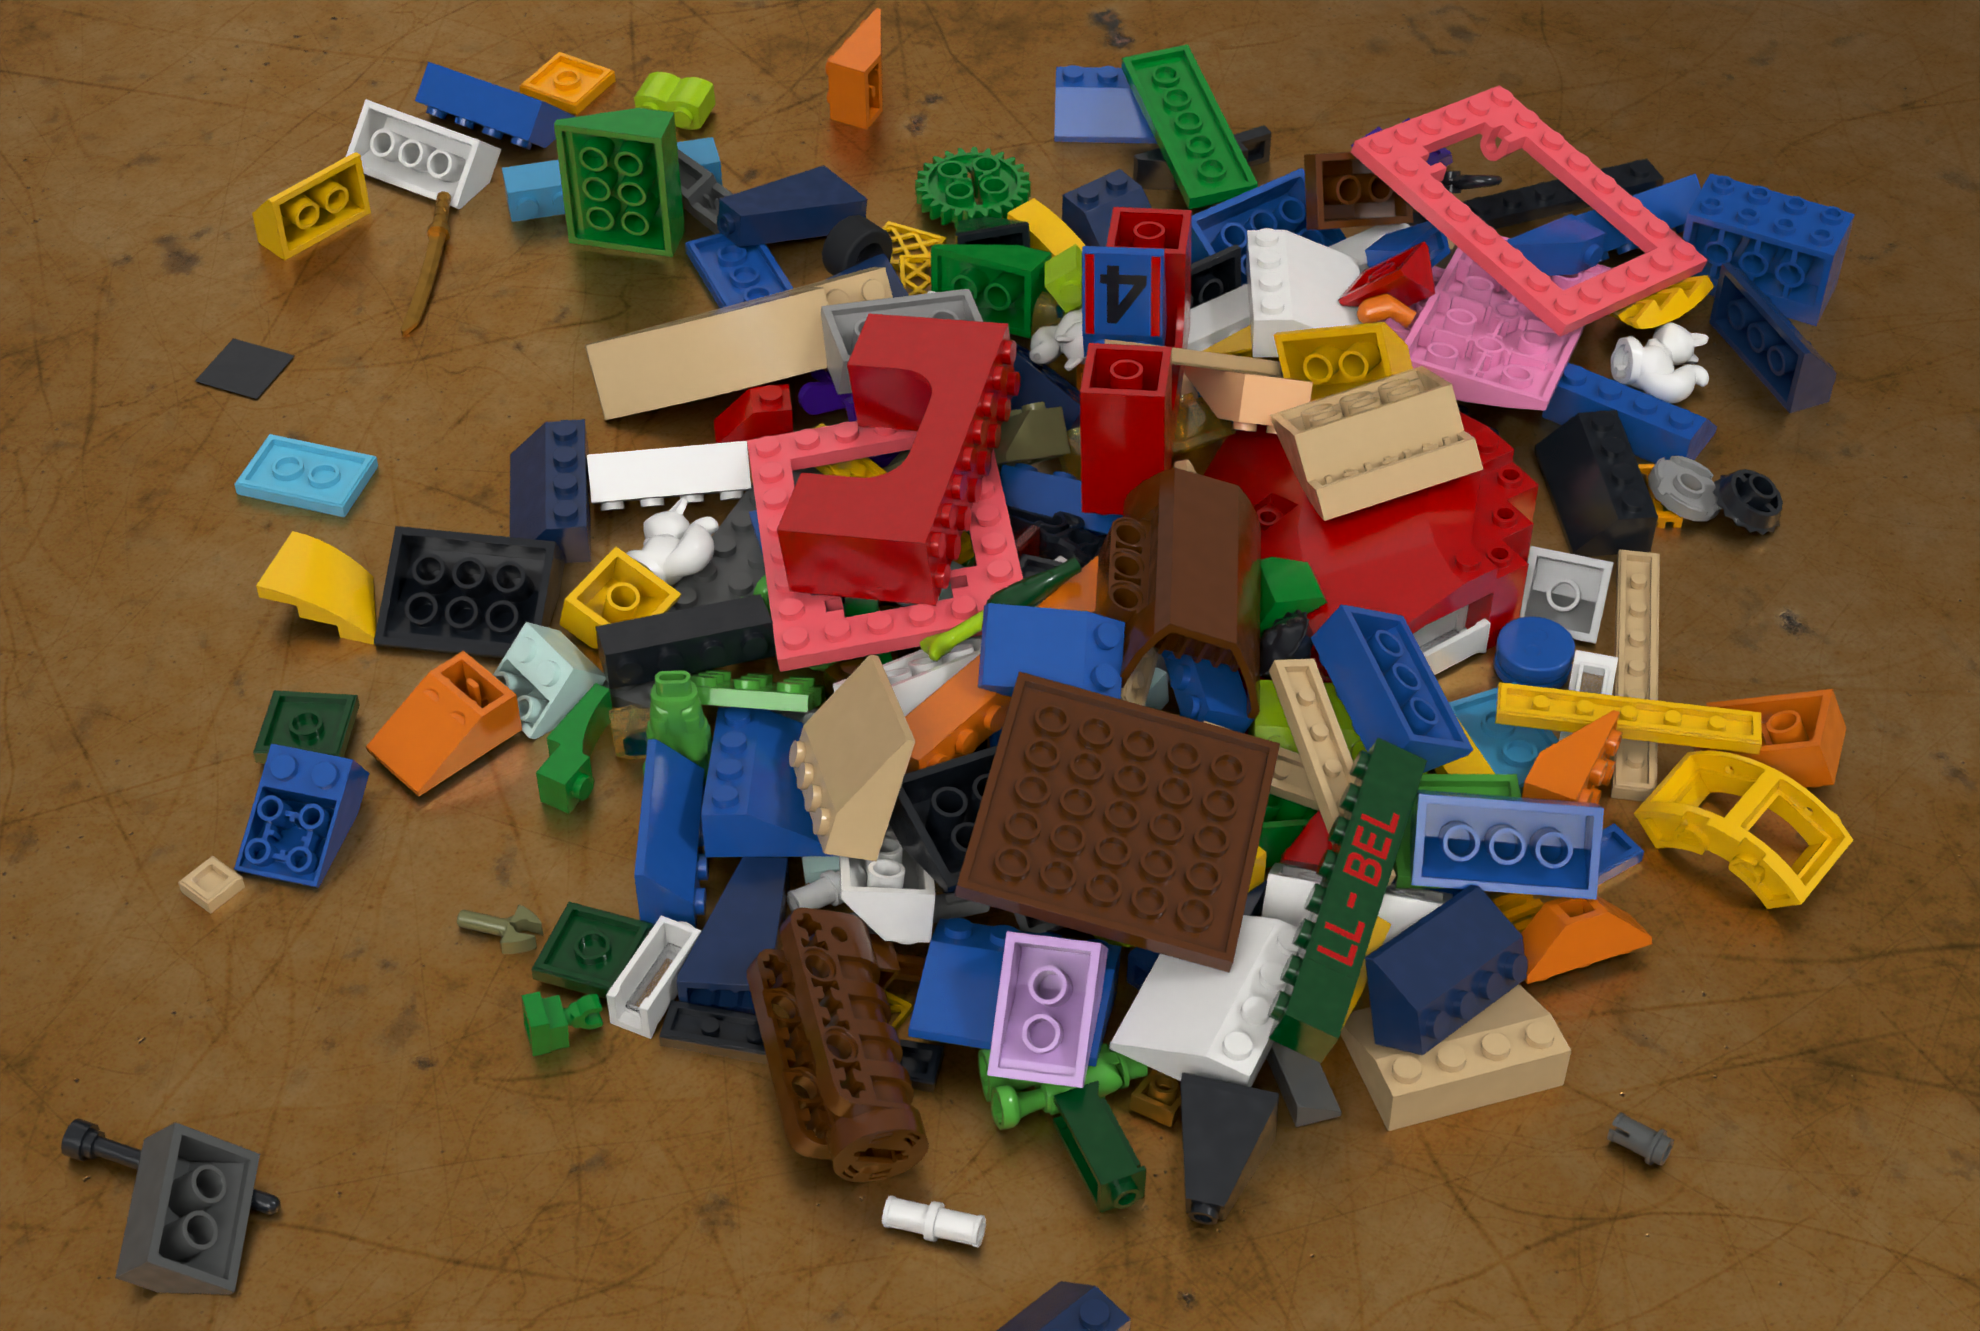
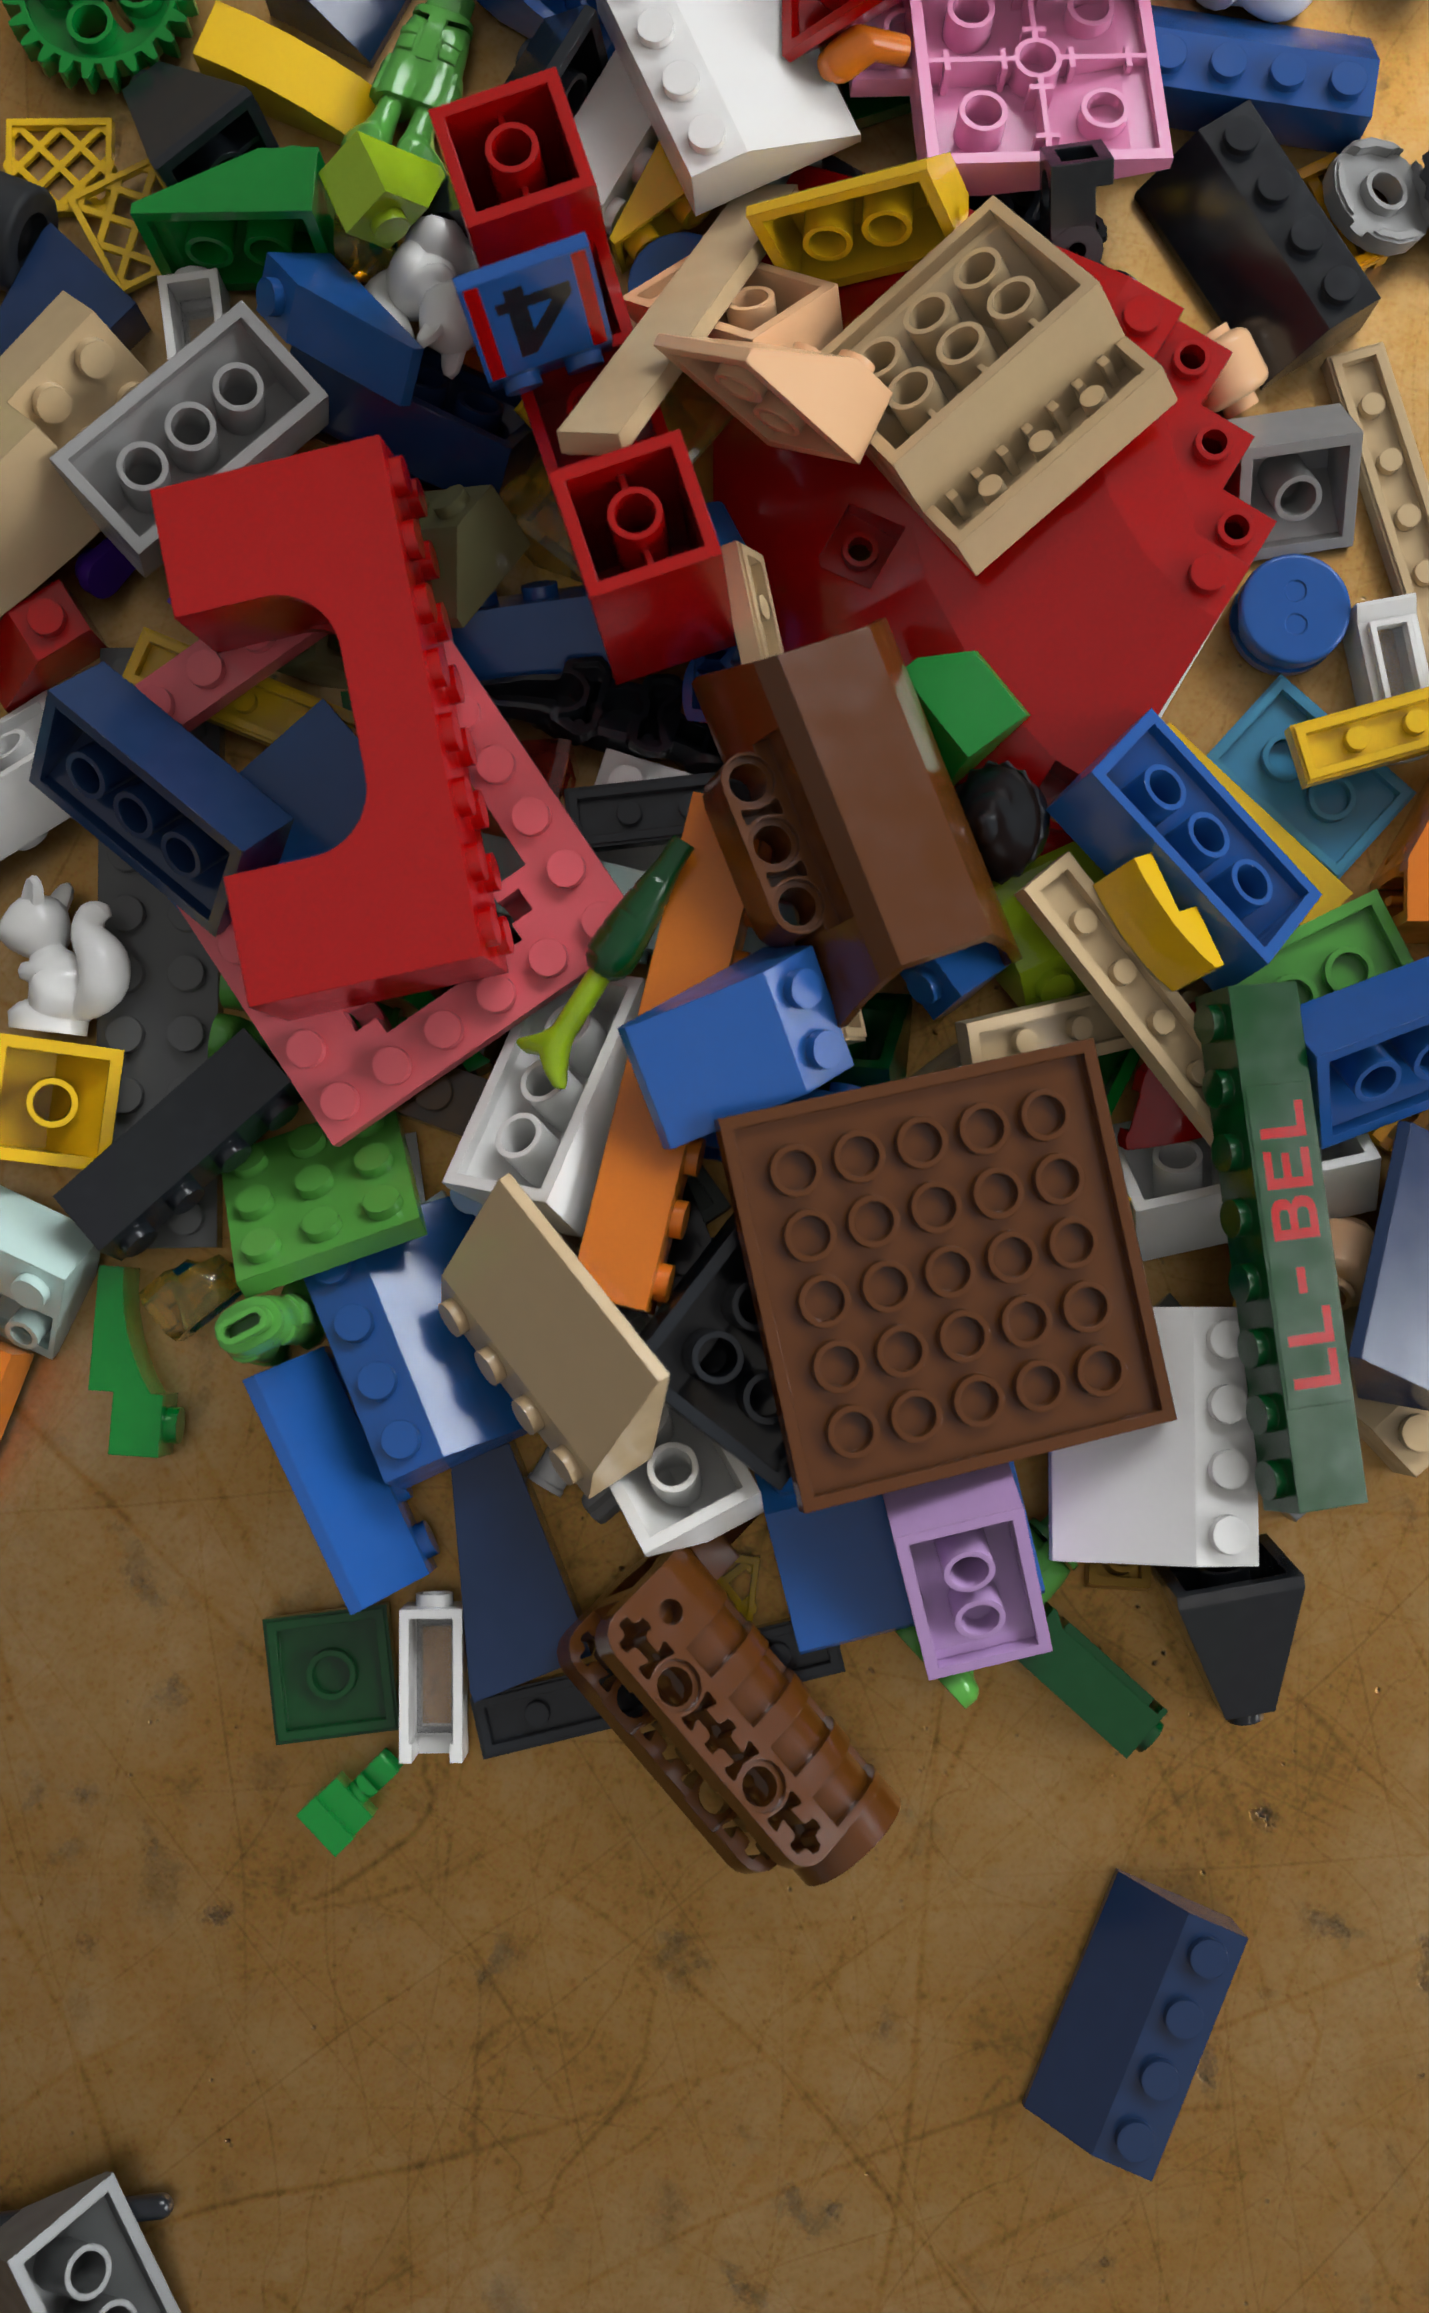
camera: 25 degrees left, 40 degrees up
(509, 928) = (196, 1680): olive bar -> none
(768, 451) = (154, 793): none -> dark blue slope
(934, 1221) = (942, 1868): white pin -> none
(1025, 326) = (338, 322): none -> blue slope
(1248, 385) = (786, 393): none -> light nougat slope
(1350, 709) = (1144, 912): none -> yellow slope
(1475, 391) = (1069, 194): none -> black leg
(1552, 527) = (1241, 375): none -> light nougat head

